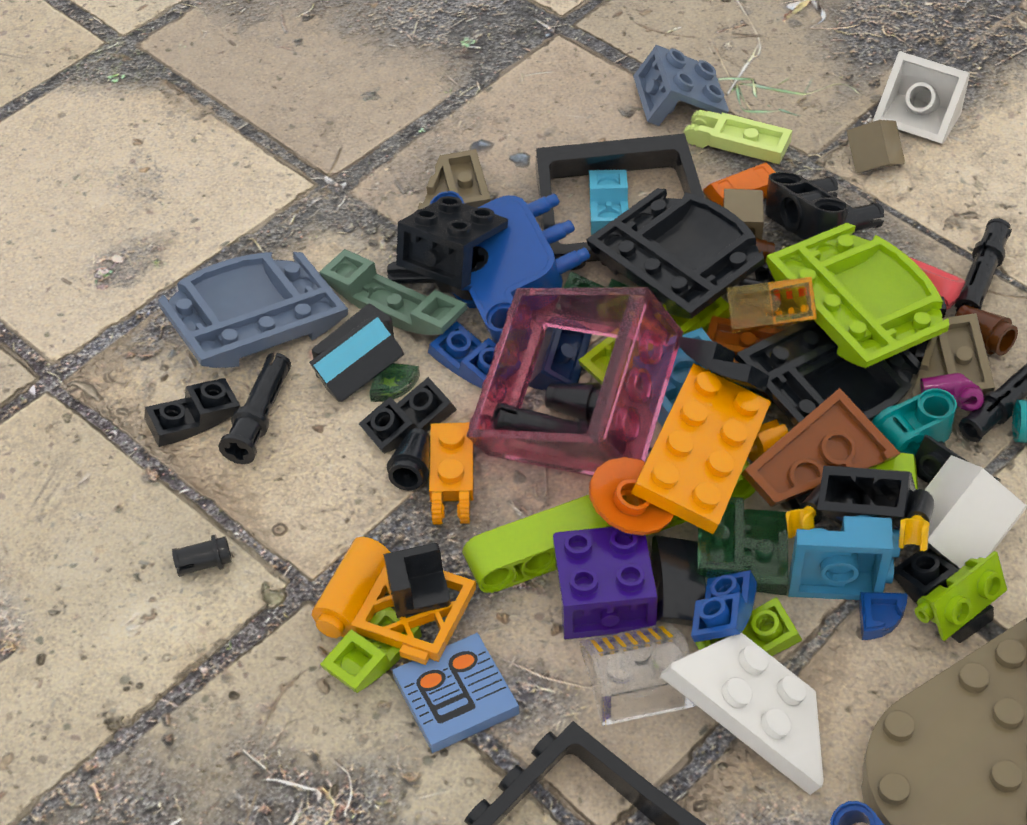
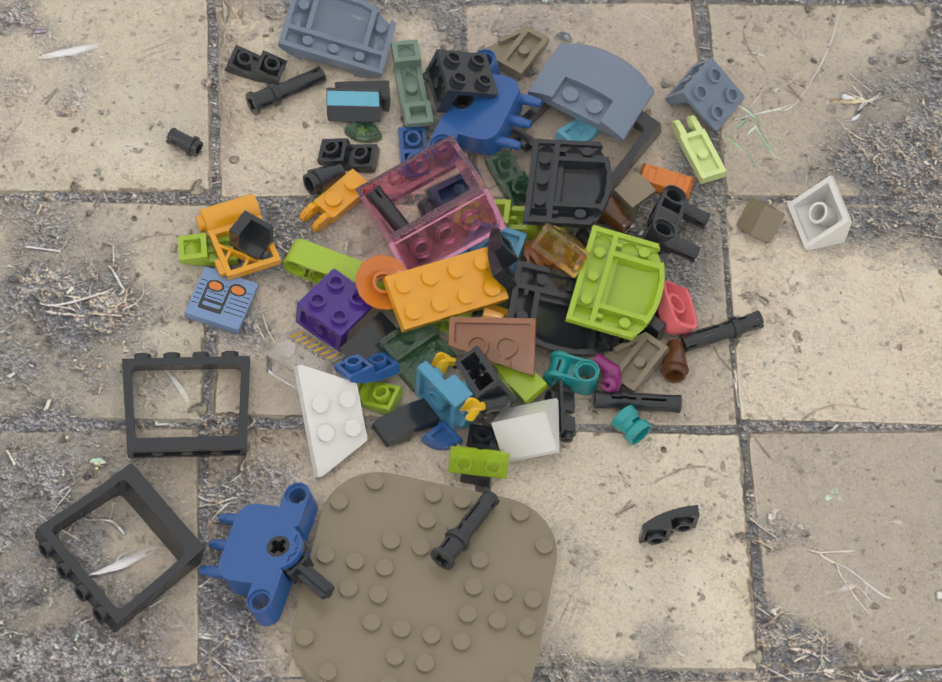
camera: 35 degrees right, 10 degrees up
(584, 150) = (593, 88): none -> sand blue slope
(830, 632) = (404, 421): none -> black slope

